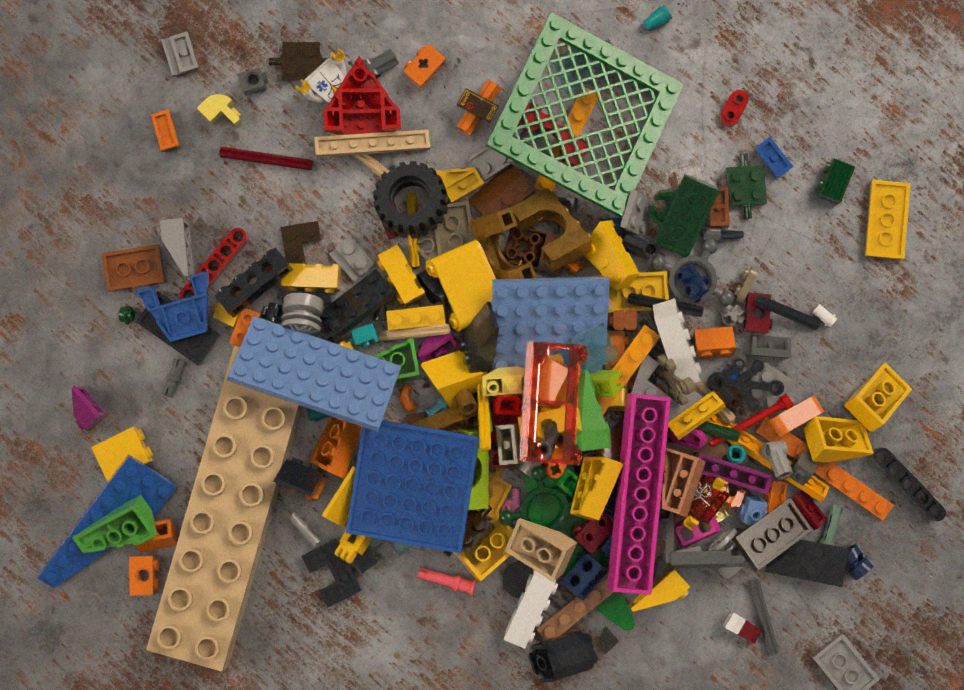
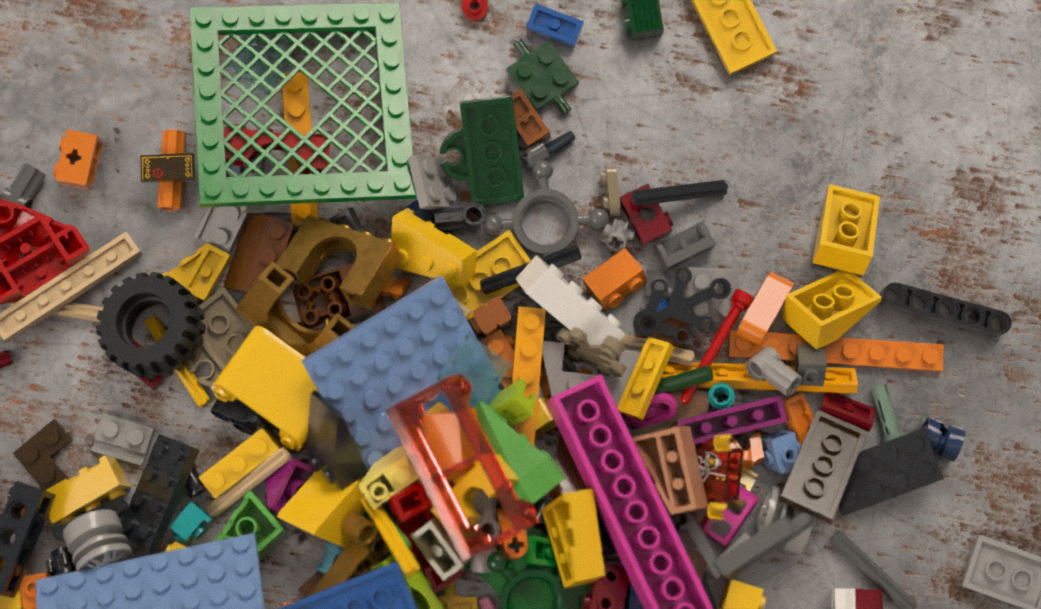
camera: 30 degrees left, 5 degrees down
(400, 276) = (193, 424): yellow wedge -> none
(405, 399) = (287, 571): orange arm -> none
(694, 283) = (550, 224): dark blue hips -> none
(824, 315) = (726, 171): white pin -> none

